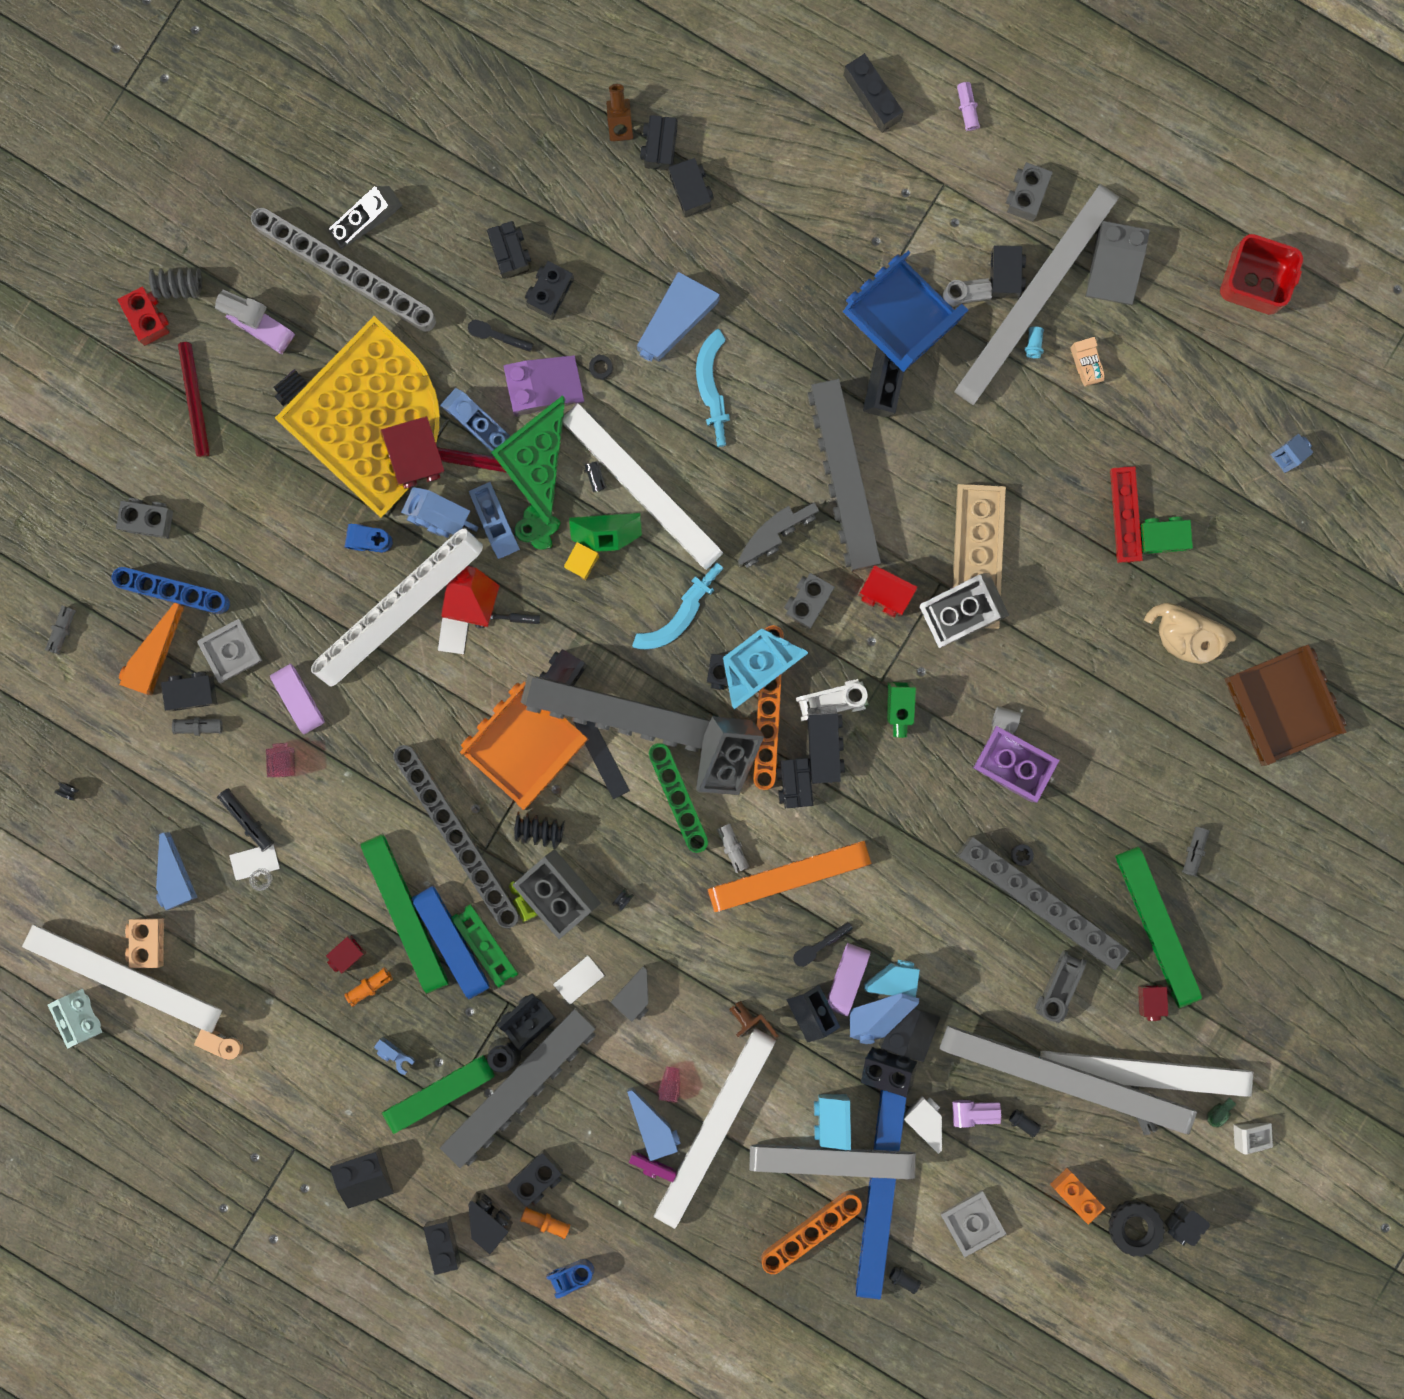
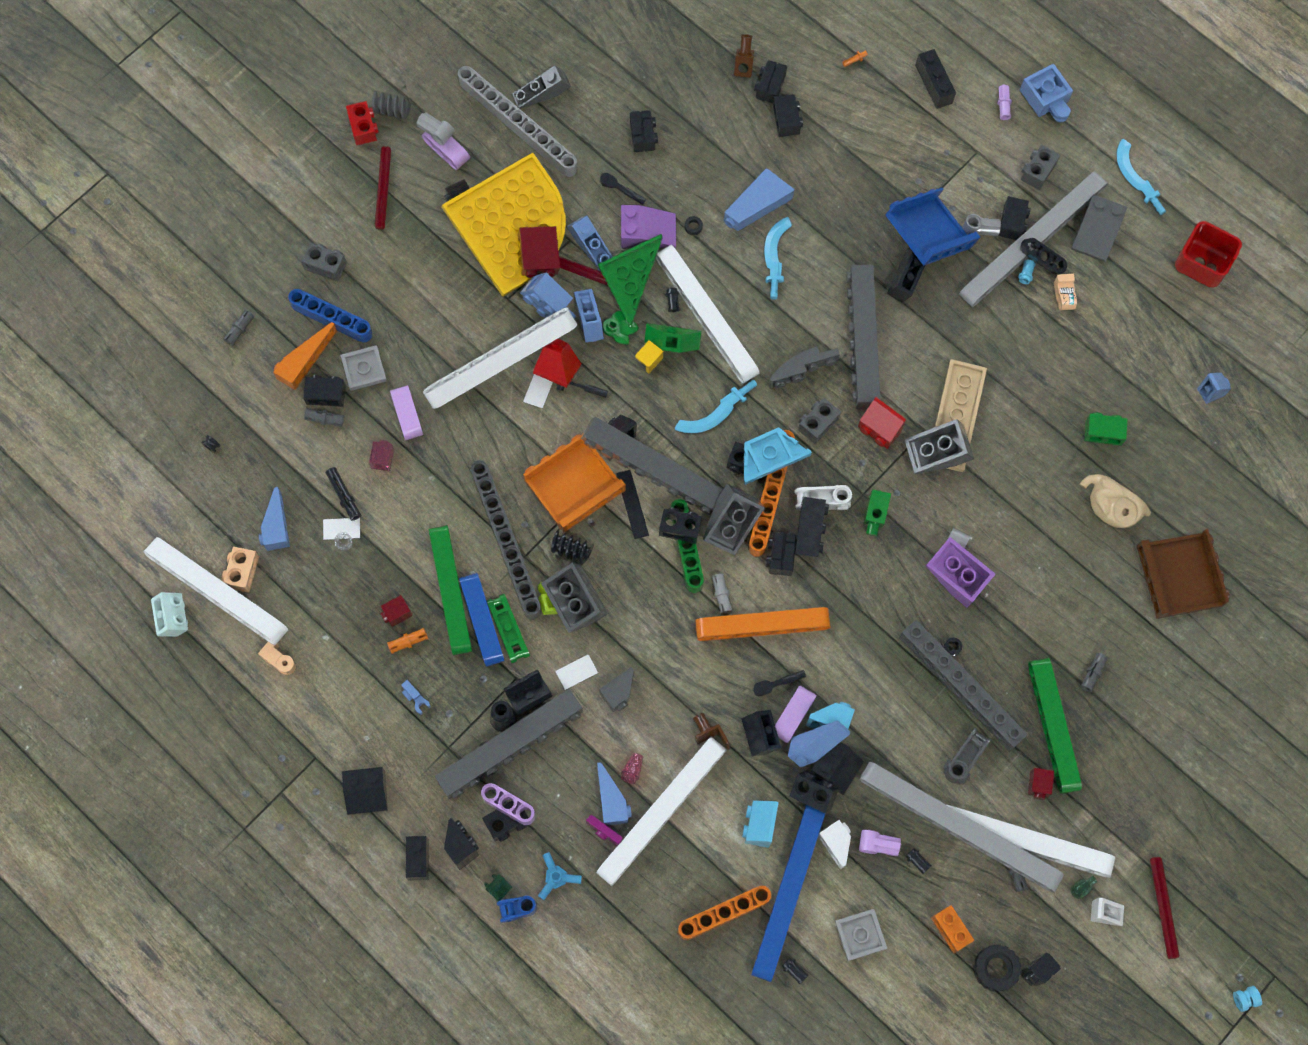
camera: 10 degrees right, 15 degrees down
(363, 539) = (489, 308): blue piece -> none
(438, 1094) = (443, 736): green beam -> none
(521, 1167) = (501, 797): none -> lavender beam
(543, 1259) = (498, 887): none -> clear green tile
(545, 1222) = (505, 858): orange pin -> none
(549, 289) = (667, 164): black brick -> none
(608, 1231) = (556, 877): none -> dark azure piece
(622, 900) = (625, 614): black bush -> none
(665, 786) = (679, 531): none -> black brick
(763, 83) = (859, 56): none -> orange piece
(832, 1161) = (754, 854): light grey beam -> none
(1022, 84) = (1047, 93): none -> medium blue brick
(1062, 317) = (1036, 256): none -> black beam
(1126, 514) = (1077, 408): red plate -> none
(1150, 178) = (1134, 179): none -> medium azure sword
(1318, 1116) = (1164, 908): none -> dark red axle

